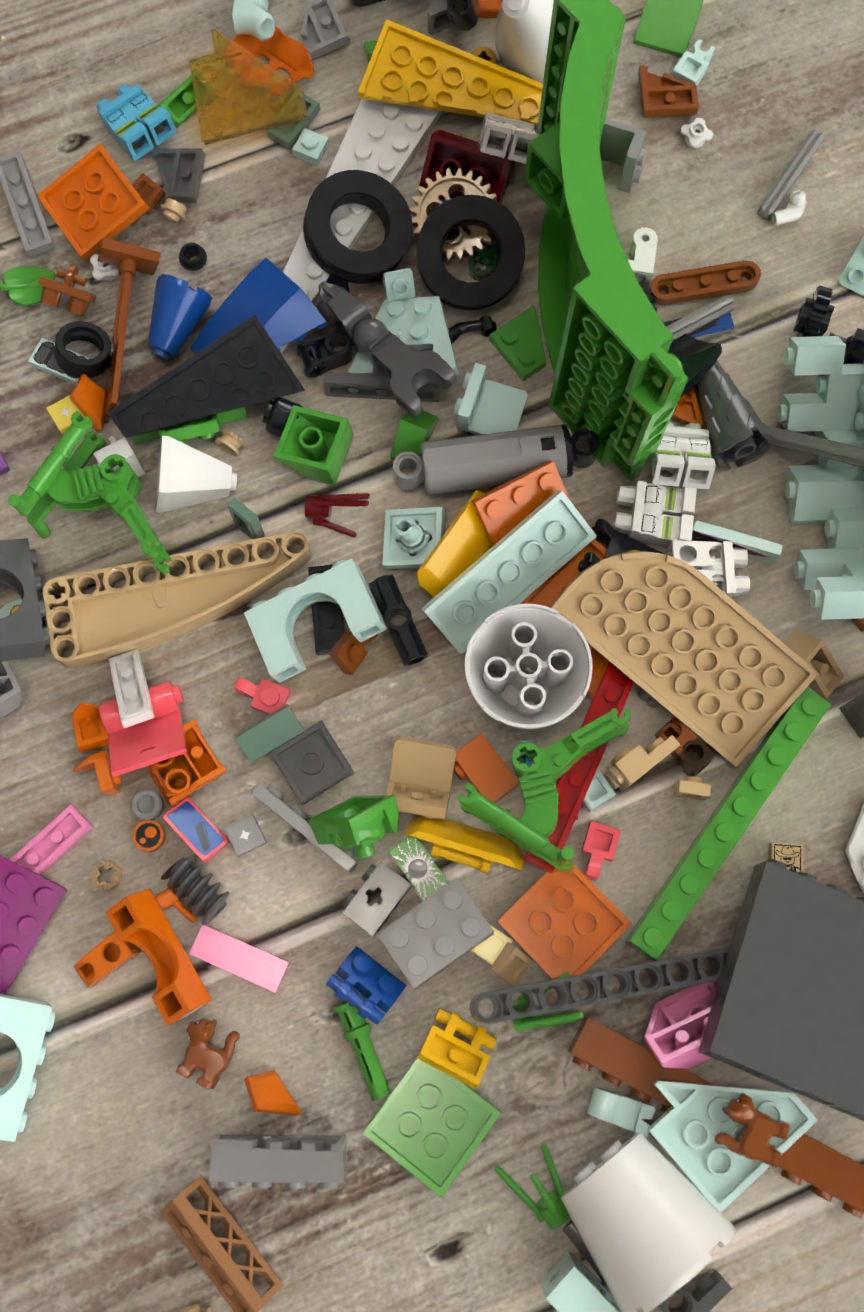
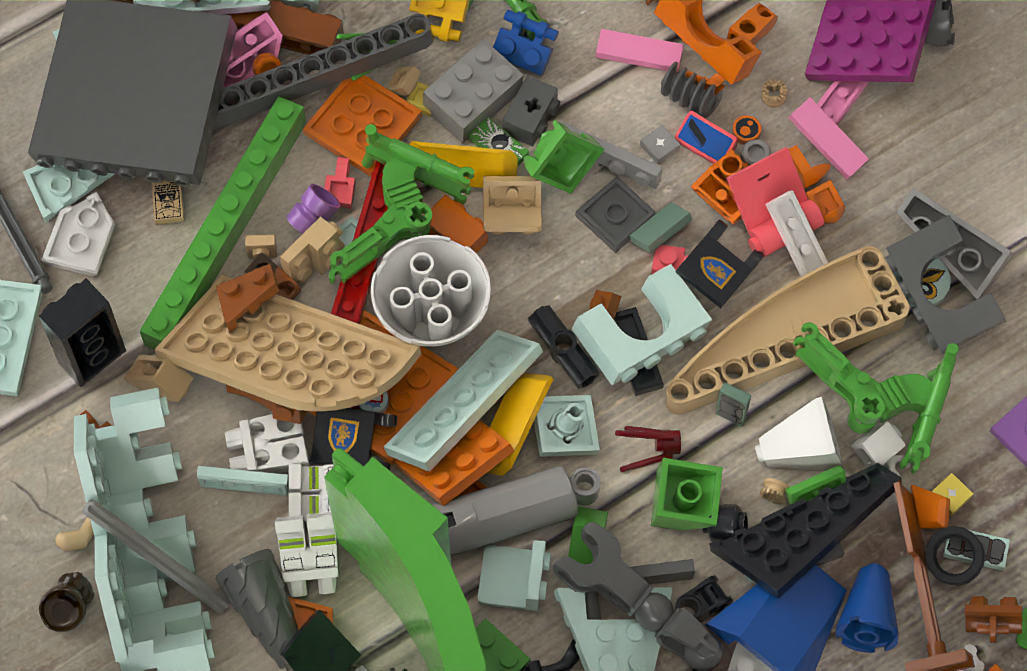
camera: 170 degrees right, 10 degrees down
(65, 801) = (828, 138): none -> bright pink tile
(224, 670) = (716, 269): none -> black flag
(633, 813) = (315, 204): none -> medium lavender wheel
(664, 1005) = (265, 62): none -> orange tile
(718, 720) = (246, 293): none -> dark orange wing

